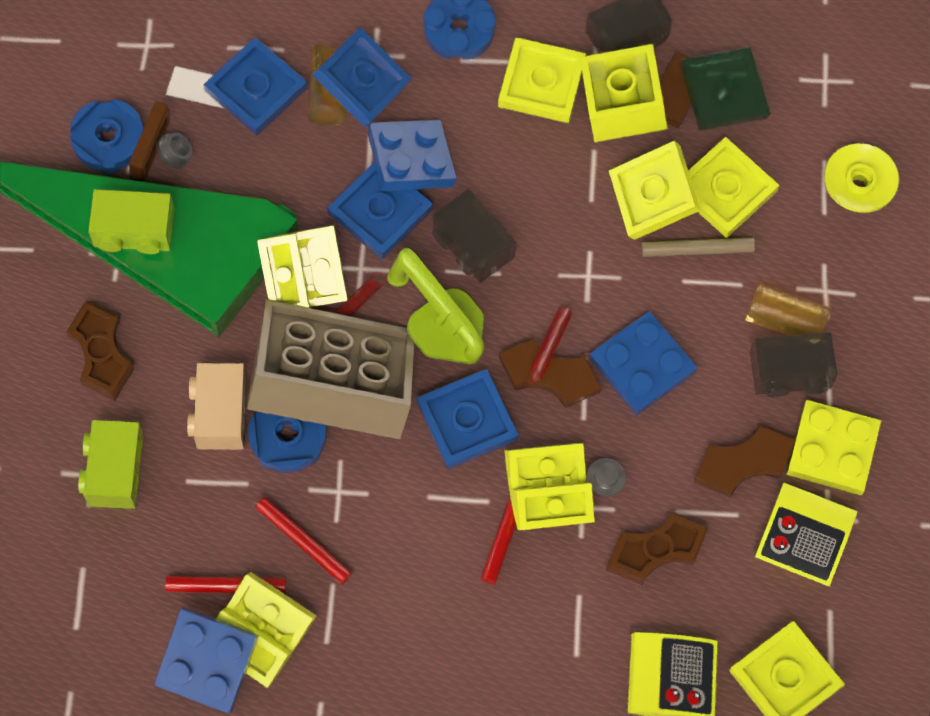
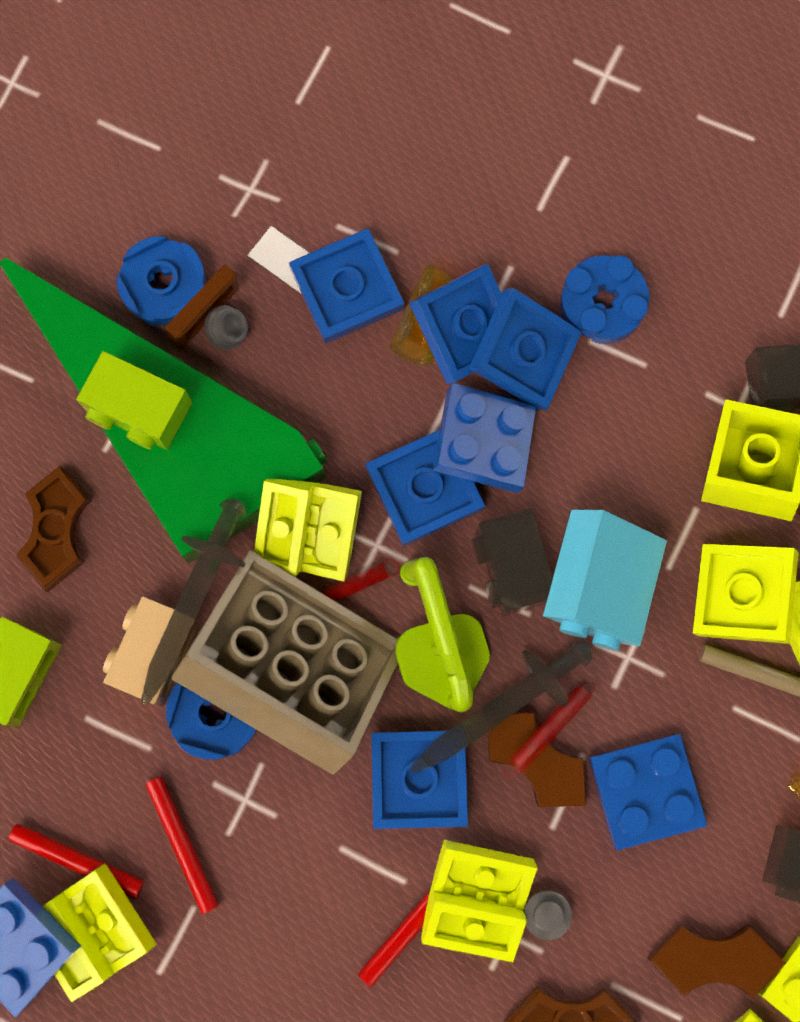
camera: 25 degrees right, 10 degrees up
(238, 312) = (193, 595): none -> clear smoke sword
(415, 79) = (525, 349): none -> blue plate
(527, 313) = (540, 680): none -> clear smoke sword
(541, 80) = (671, 403): neon yellow plate -> none
(545, 217) = (604, 579): none -> medium azure brick

